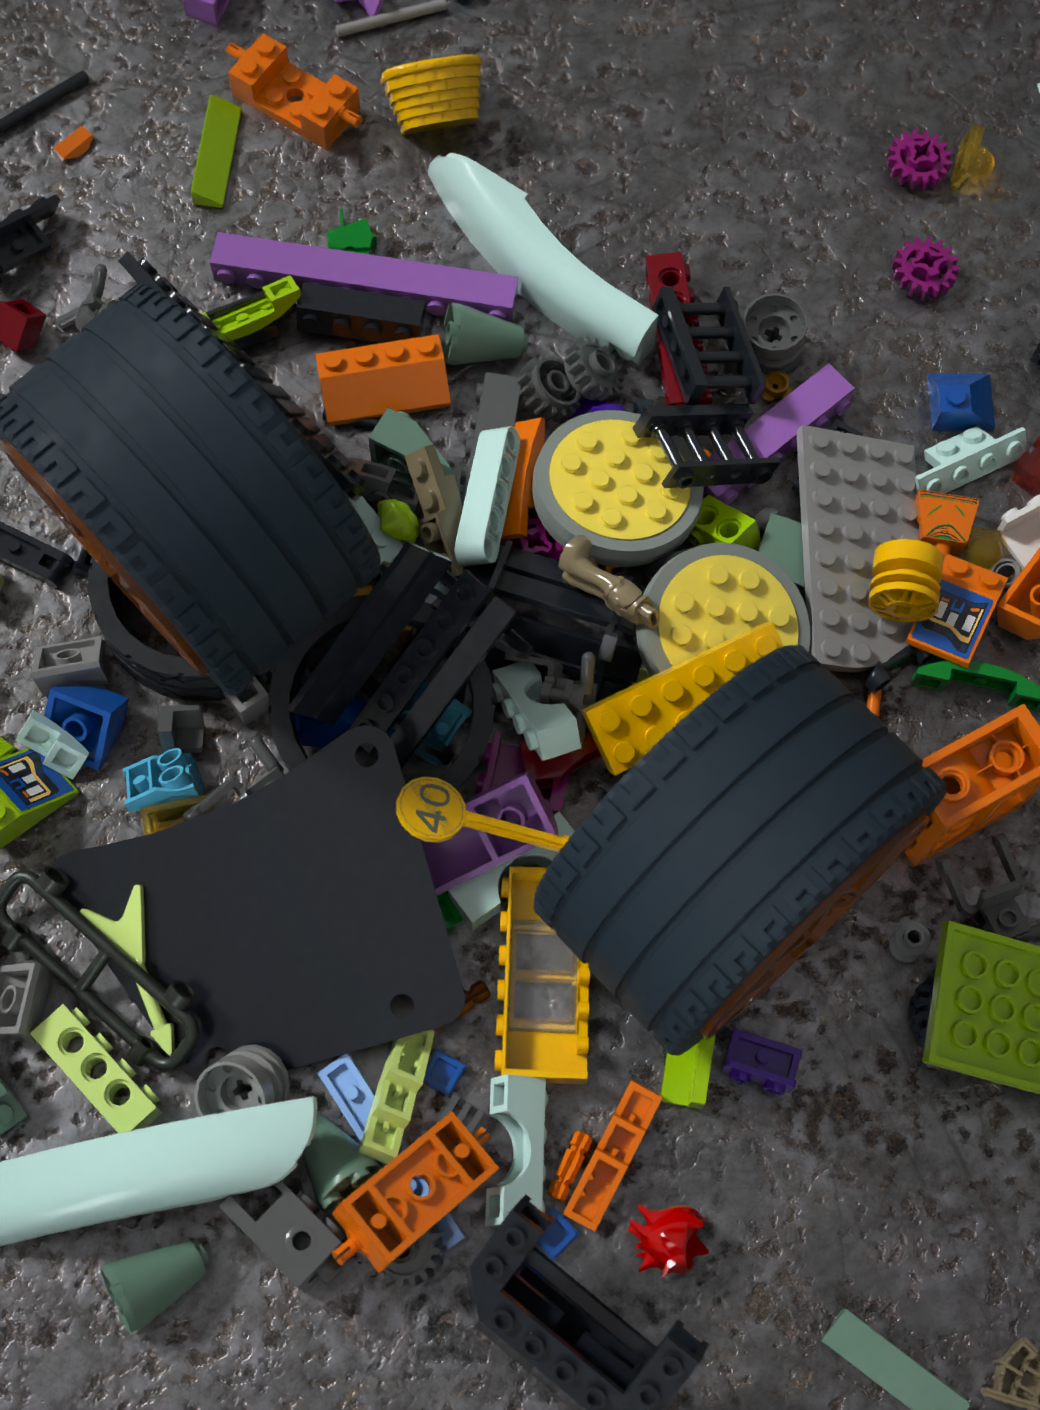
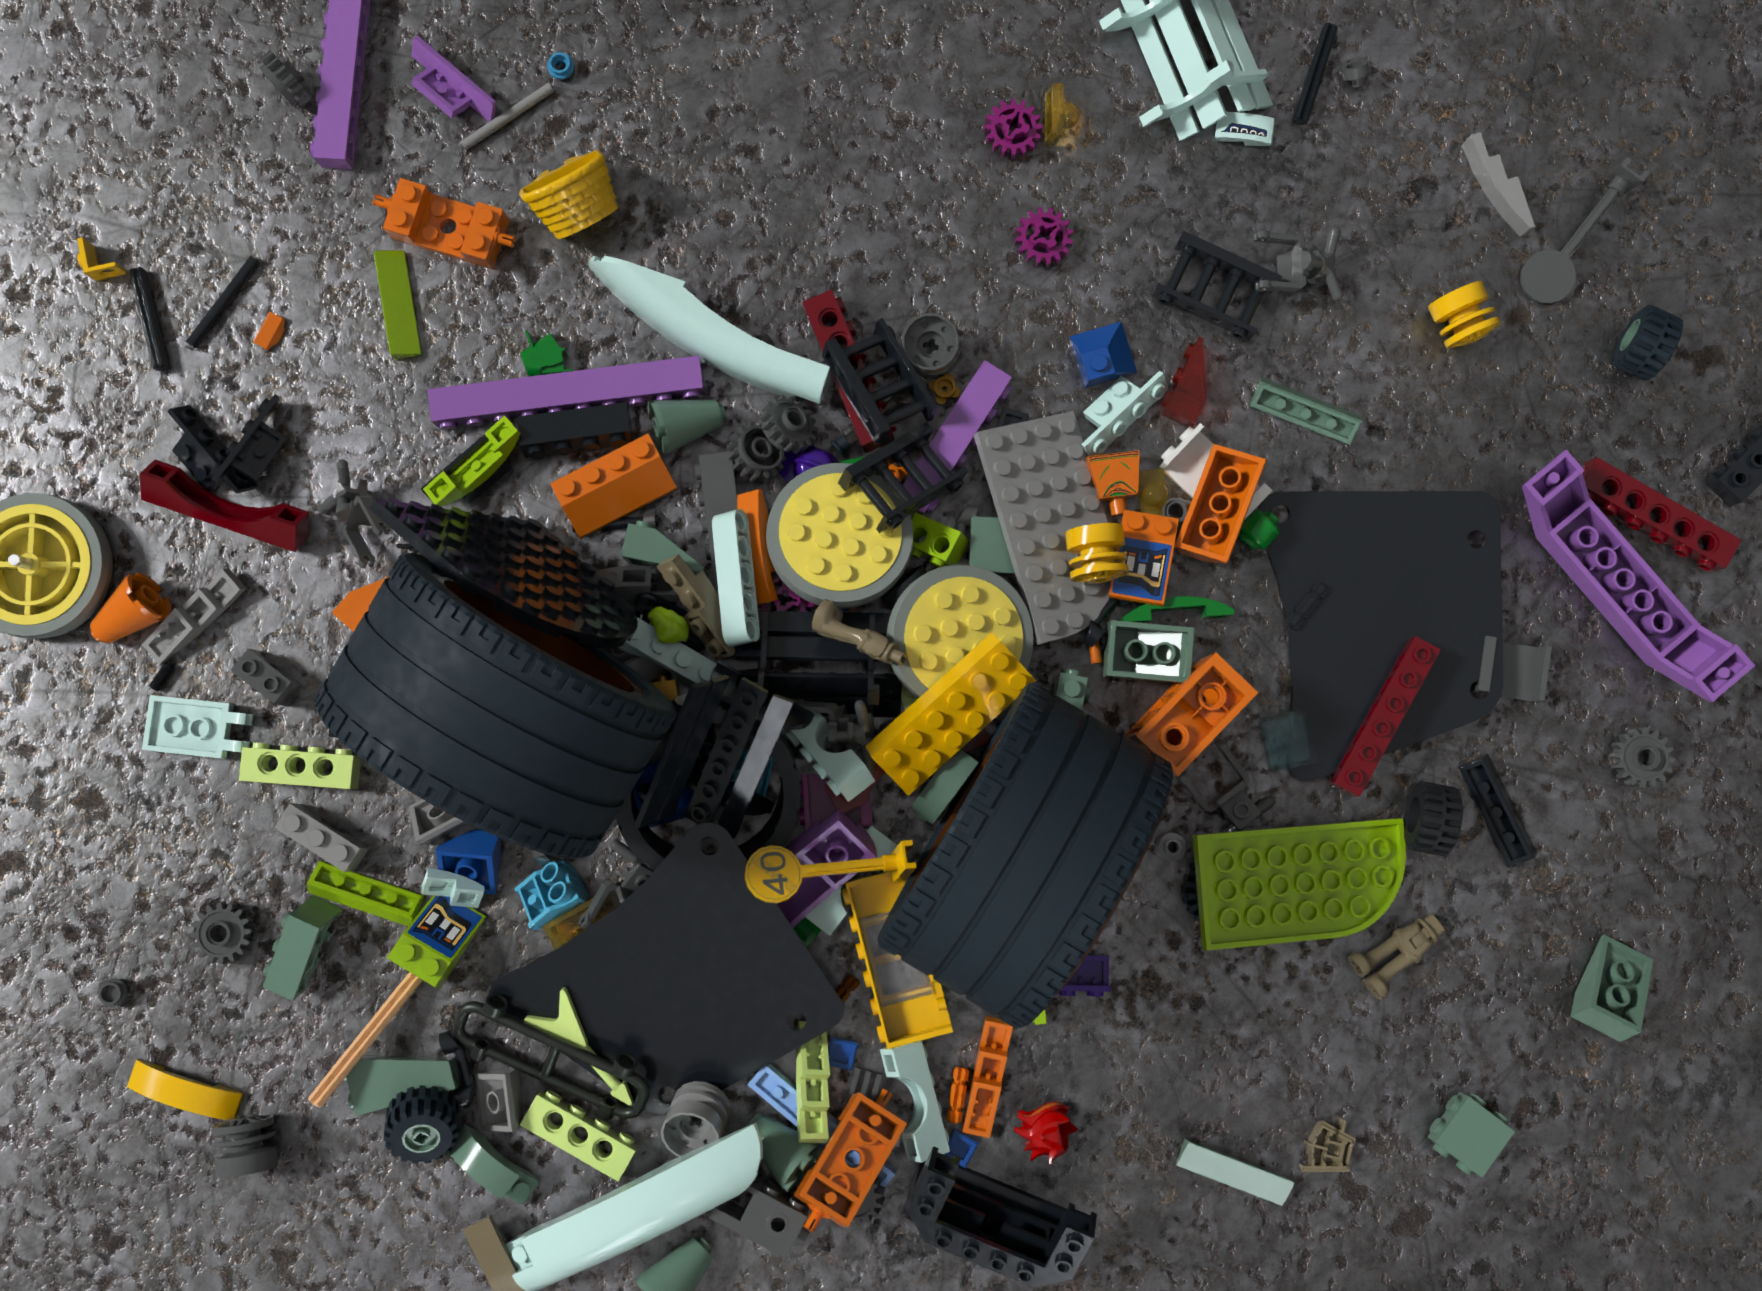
camera: 15 degrees left, 15 degrees up
(934, 710) = (1147, 652): none -> sand green slope

